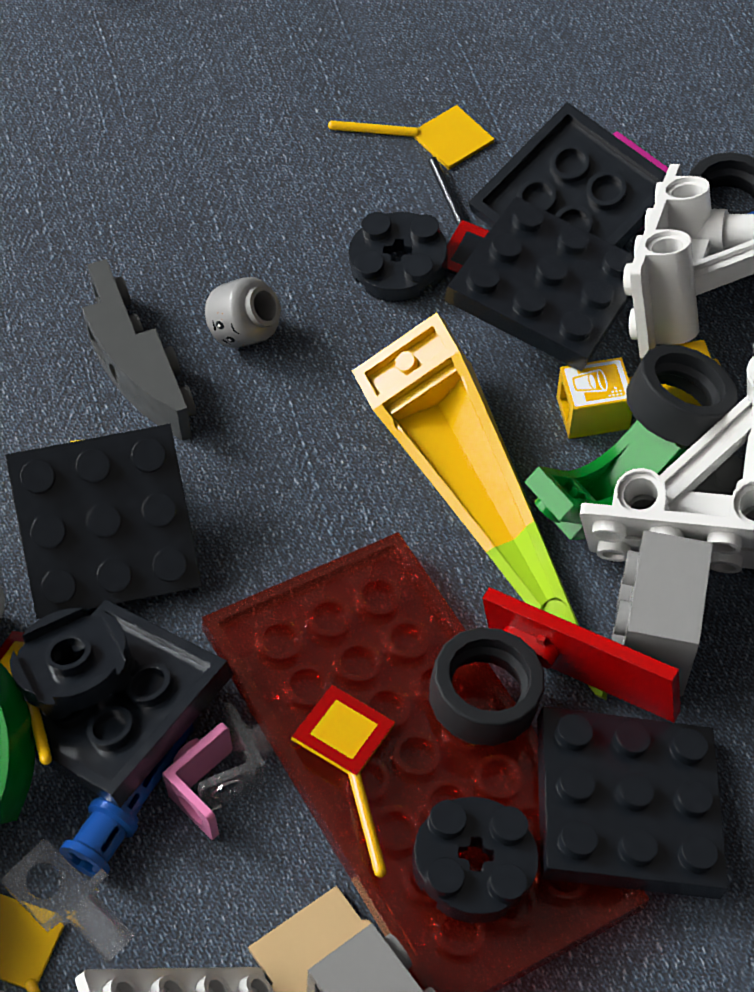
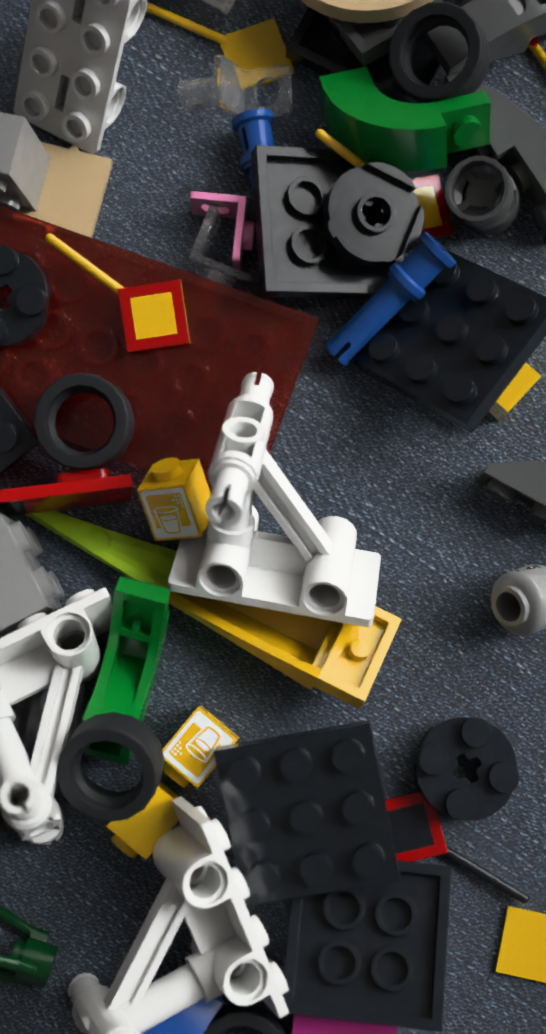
camera: 145 degrees right, 25 degrees up
(102, 589) = (404, 283): none -> blue pin
(411, 467) = (303, 573): none -> white plate
(457, 571) = (175, 499): none -> yellow brick

